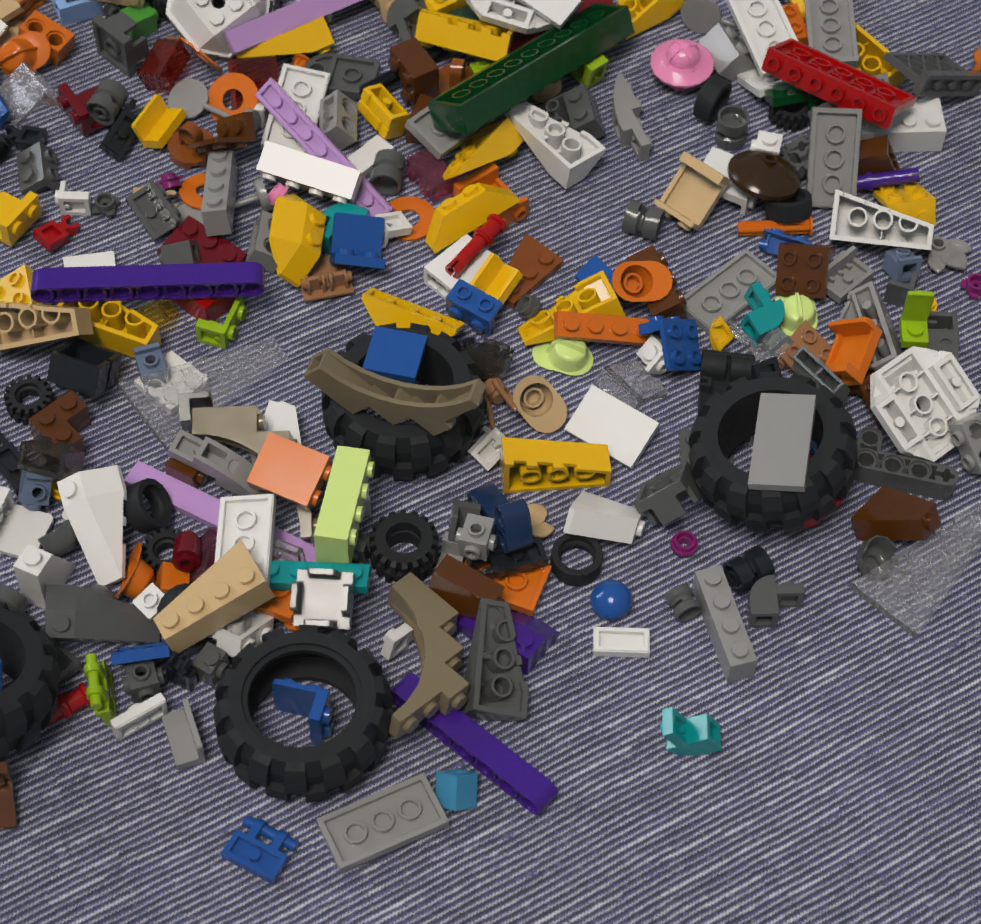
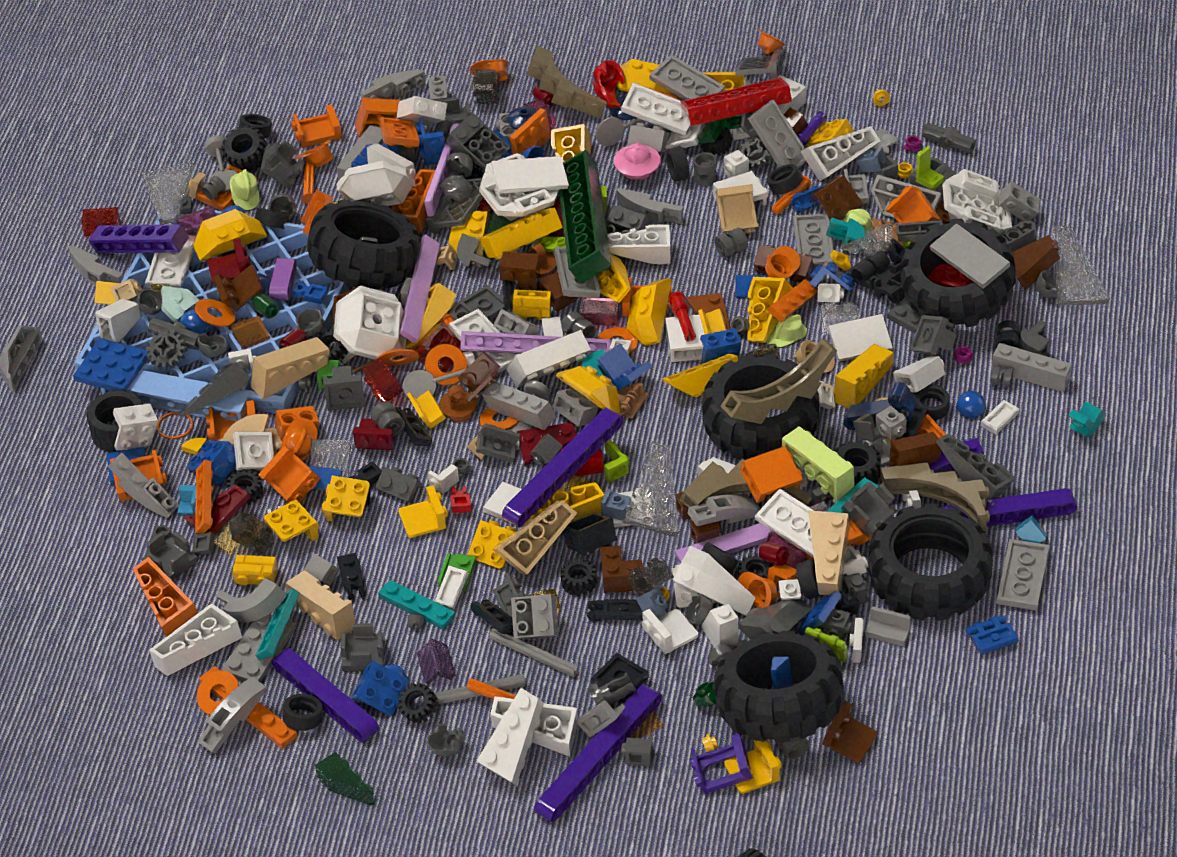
camera: 45 degrees left, 10 degrees down
(170, 181) = (476, 427): magenta plate -> none
(189, 401) = (676, 499): panel -> none
(278, 190) = (551, 379): bright pink plate -> none
(306, 701) = (926, 556): blue bracket -> none
(395, 354) = (739, 378): blue tile -> none
(764, 175) = (759, 172): dark brown dish -> none

